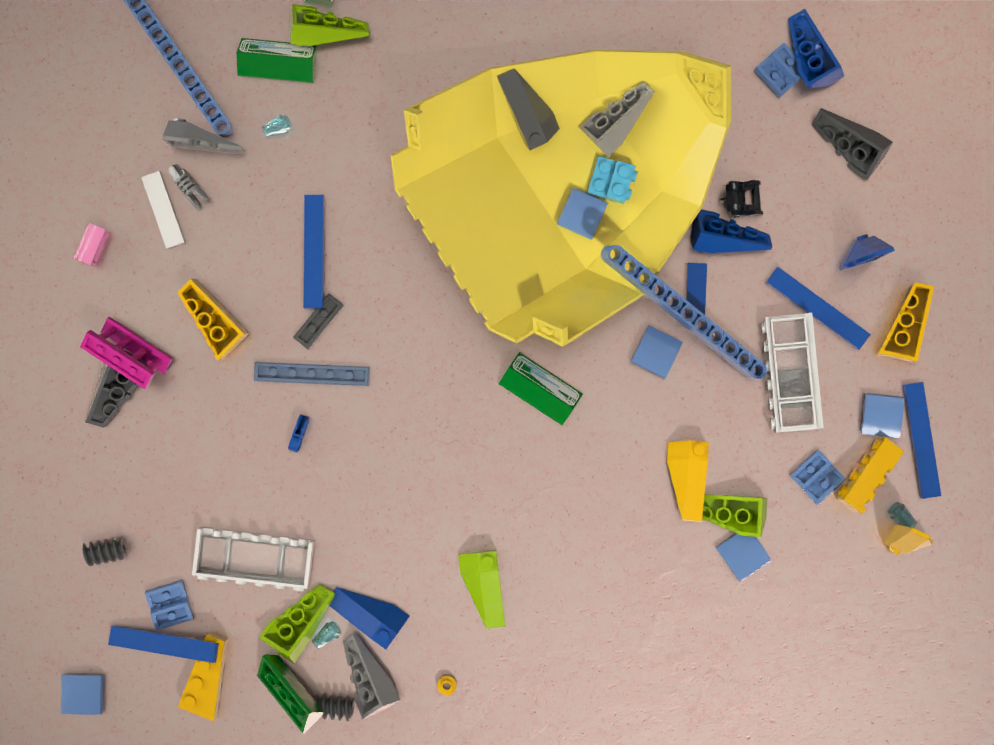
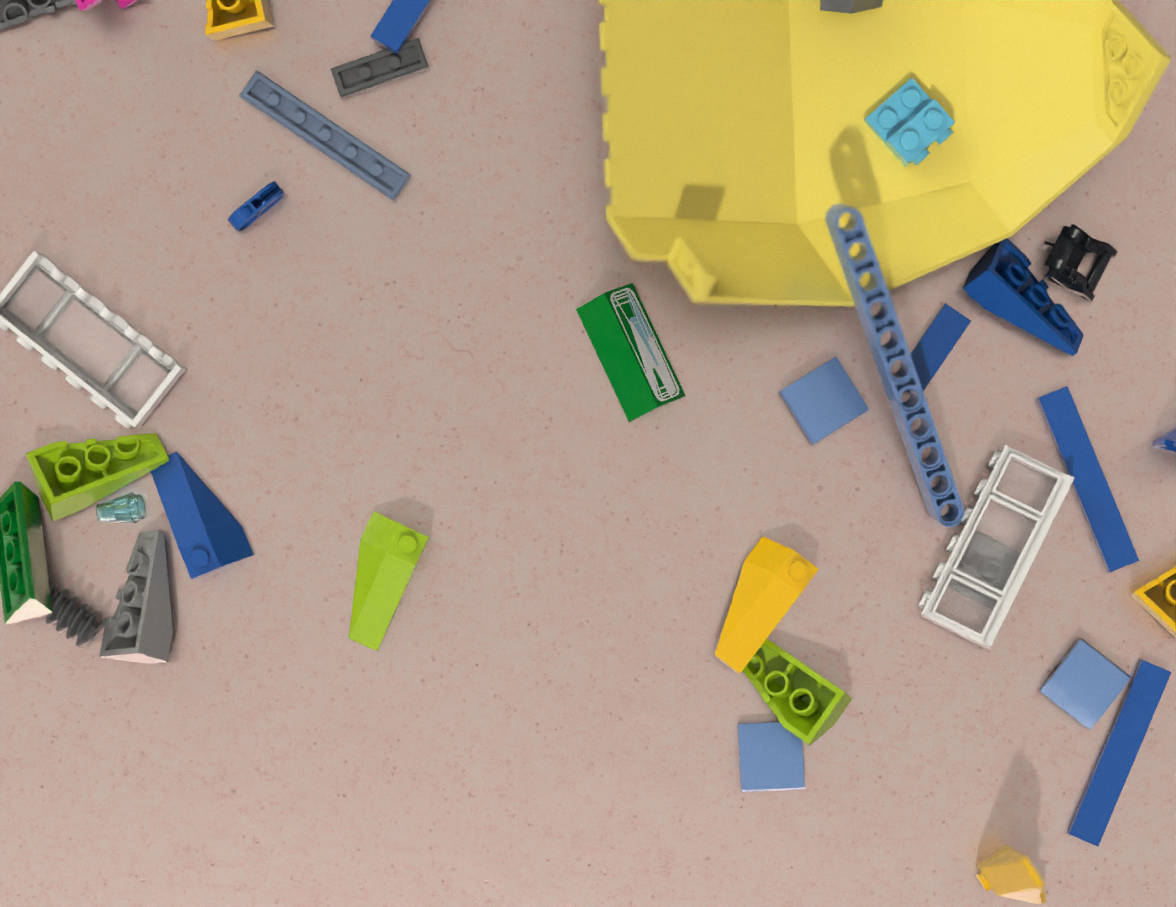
camera: 25 degrees right, 0 degrees up
(451, 681) = (254, 678): yellow plate -> none
(582, 213) = (839, 143): medium blue slope -> none
(612, 125) = (958, 46): light grey wedge -> none
(818, 477) = (941, 714): medium blue slope -> none
(869, 475) = (1015, 755): yellow wedge -> none
(902, 515) = (1025, 838): clear light blue cone -> none

